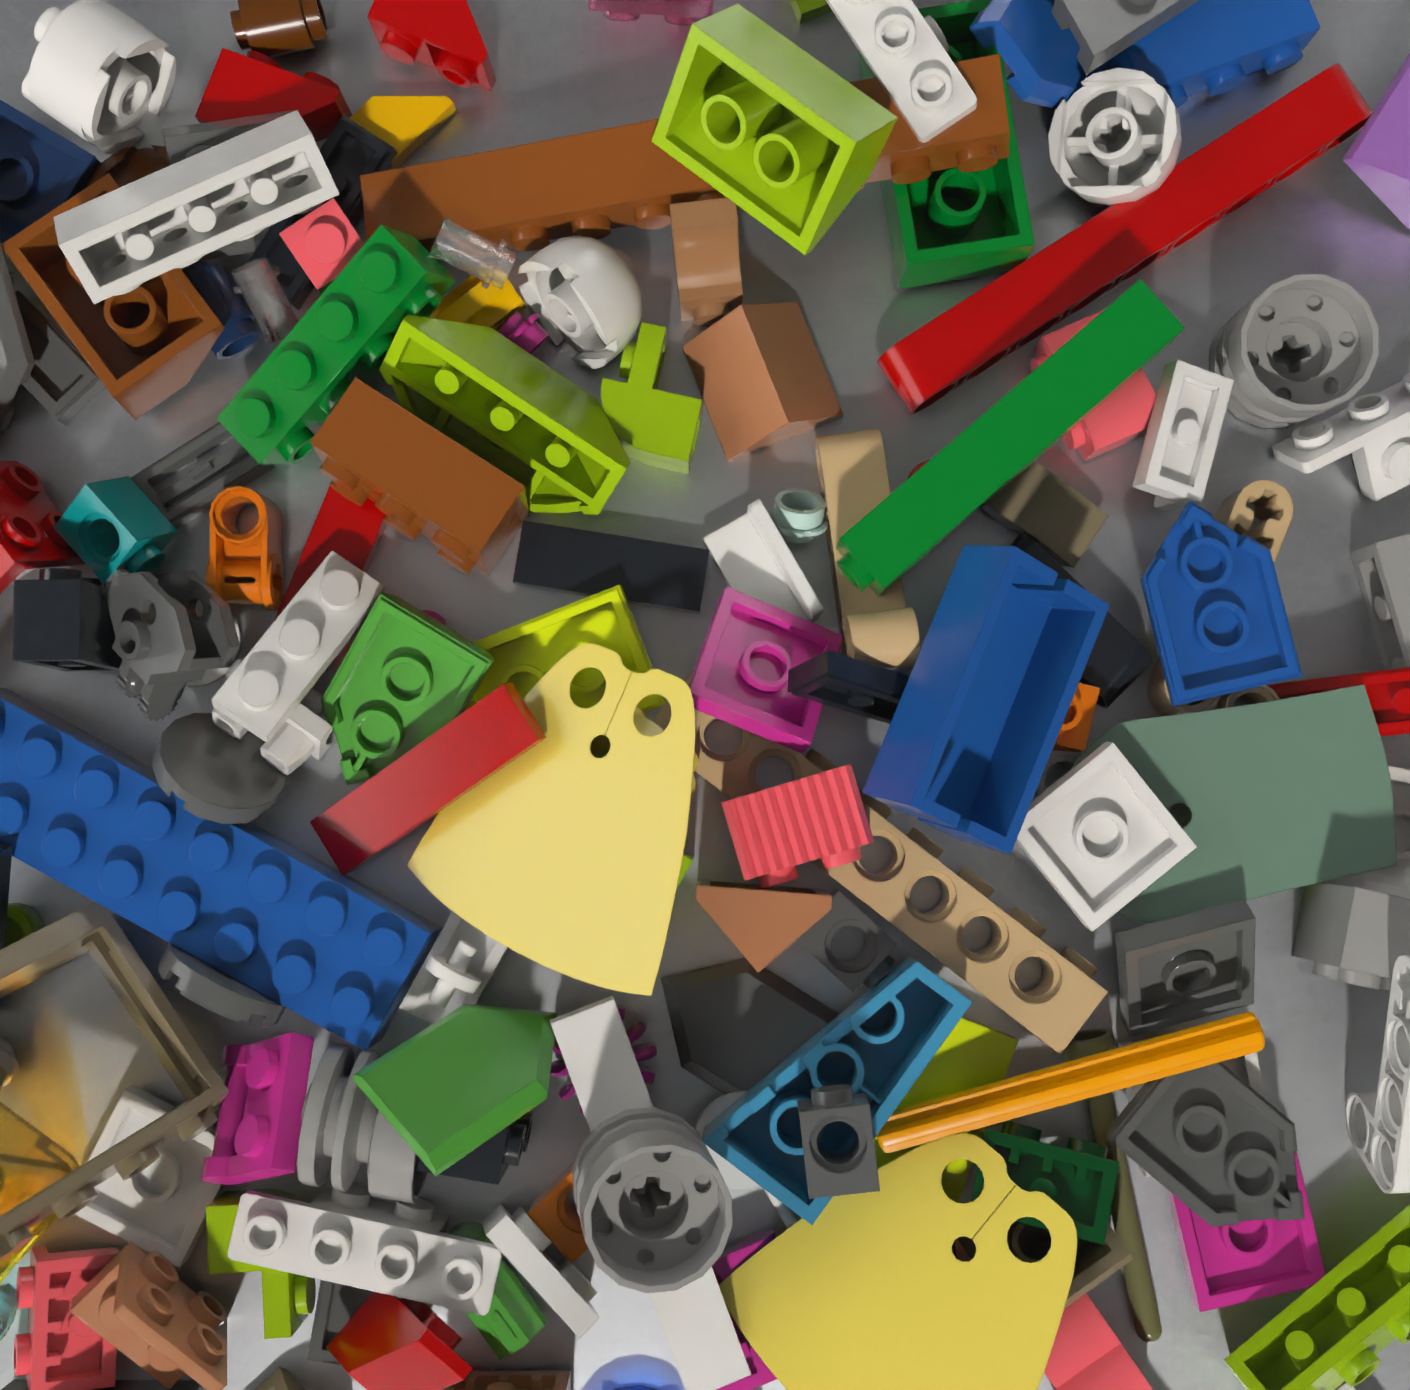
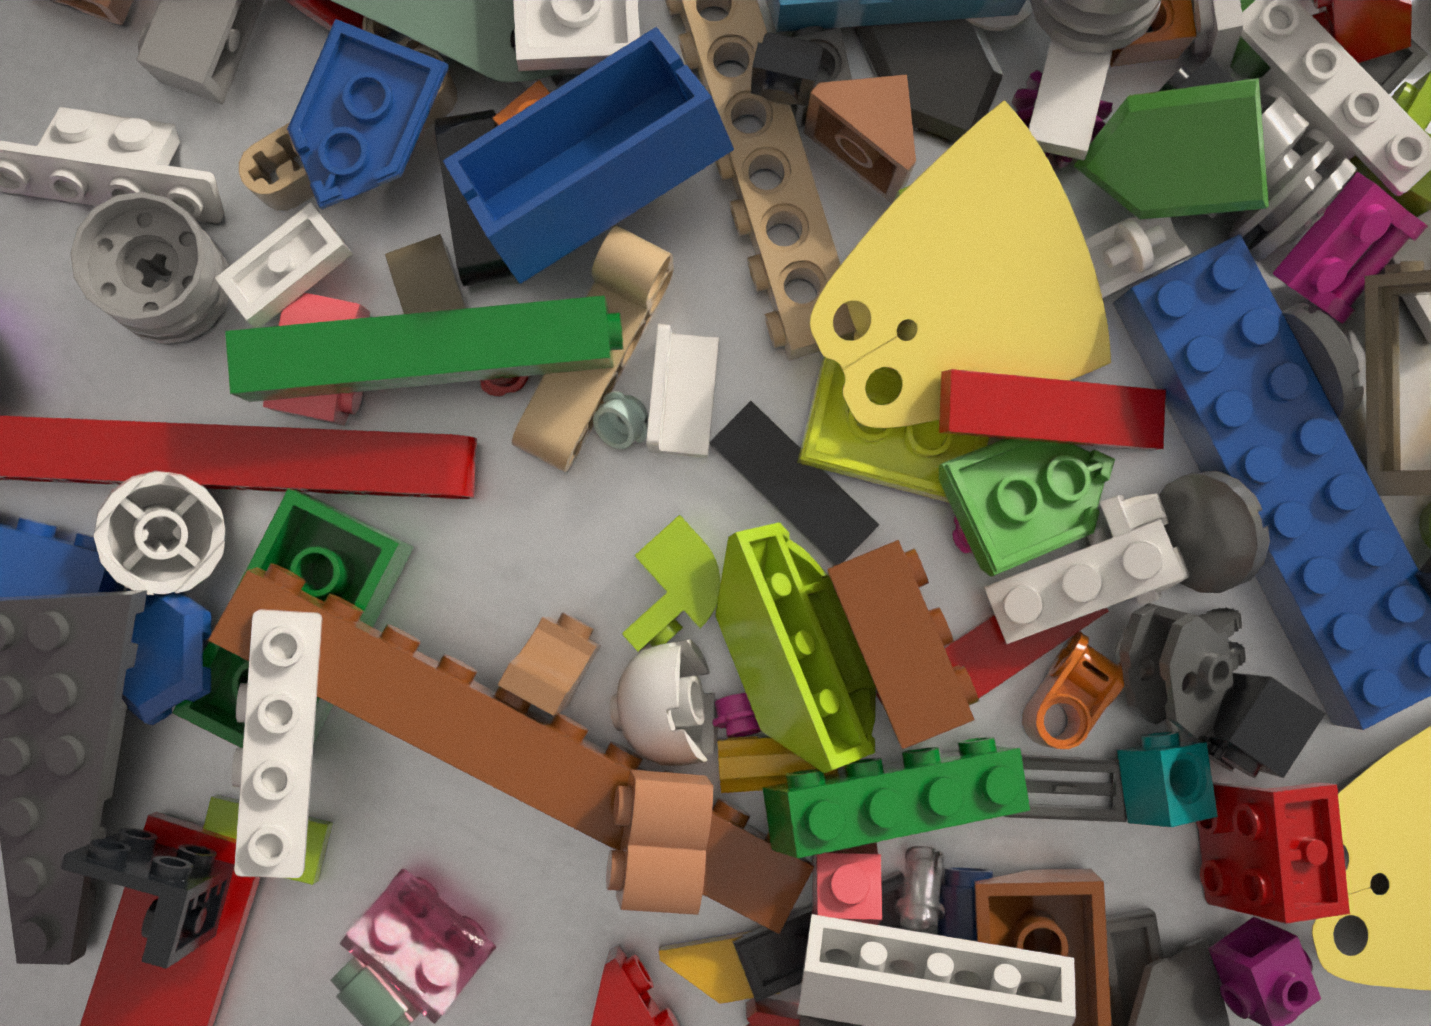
camera: 145 degrees left, 0 degrees up
(473, 254) = (736, 797): clear pin -> none
(505, 167) = (661, 842): none -> nougat brick
(746, 668) = (736, 310): dark pink plate -> none
(761, 377) = (572, 549): nougat slope -> none
(770, 126) = (430, 712): lime slope -> none
(798, 824) = (796, 169): coral brick -> none
(848, 685) = (681, 244): black tile -> none
(872, 910) = (785, 69): none -> black bracket

